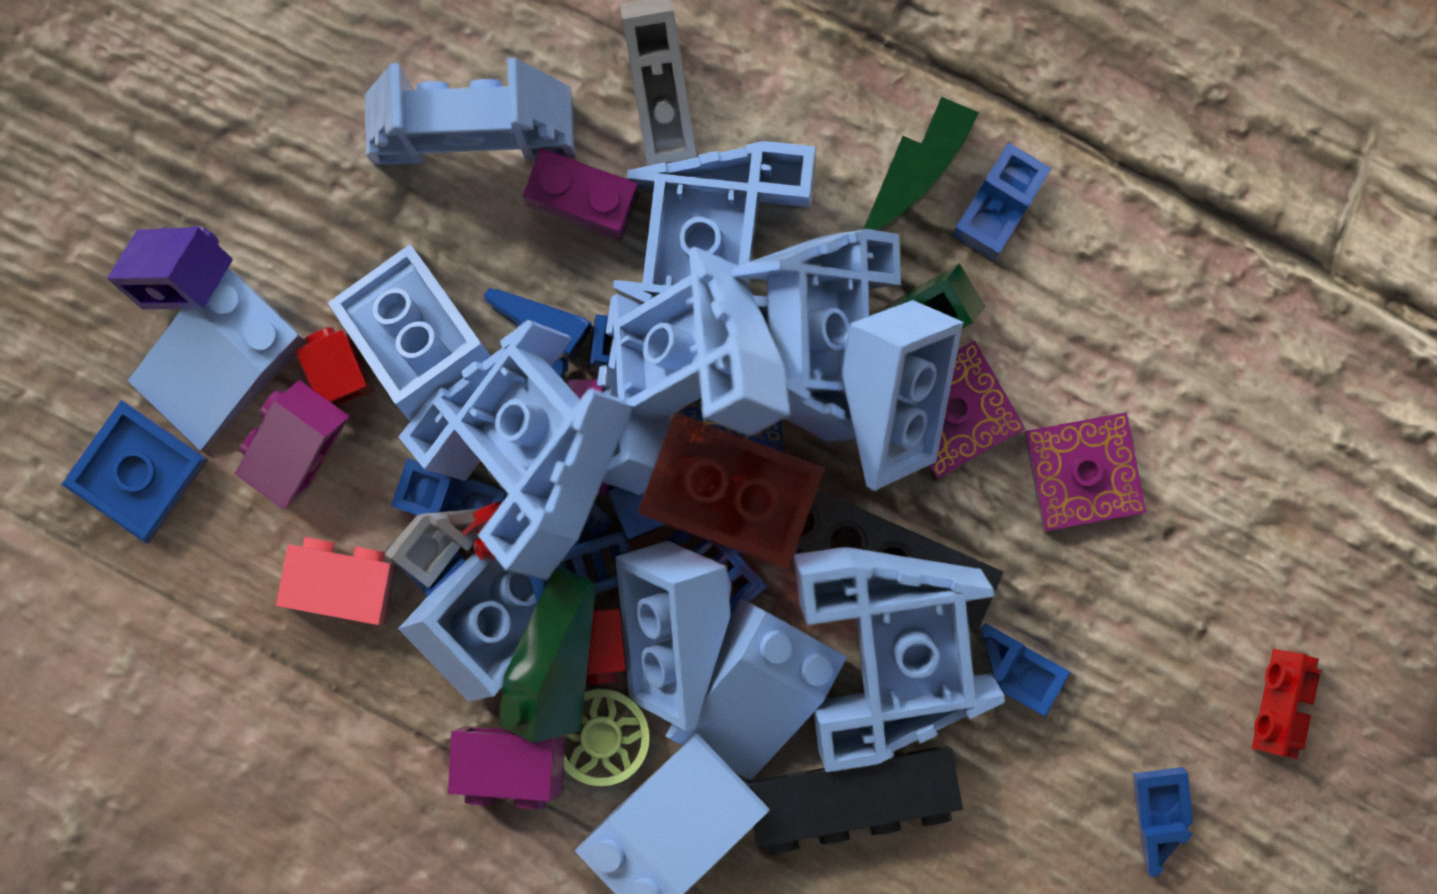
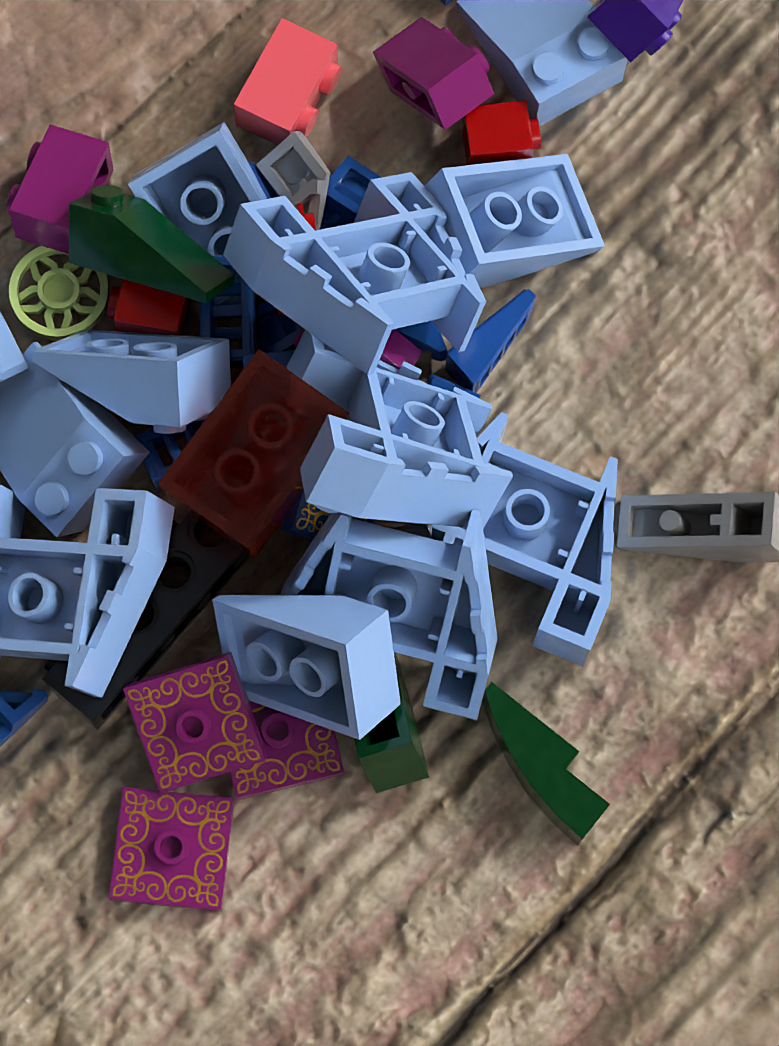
camera: 105 degrees right, 10 degrees down
(524, 115) = (707, 345): light blue wedge -> none
(581, 194) = (607, 415): magenta brick -> none
(976, 480) = (195, 722): none -> magenta plate
(1001, 201) = (484, 846): blue slope -> none

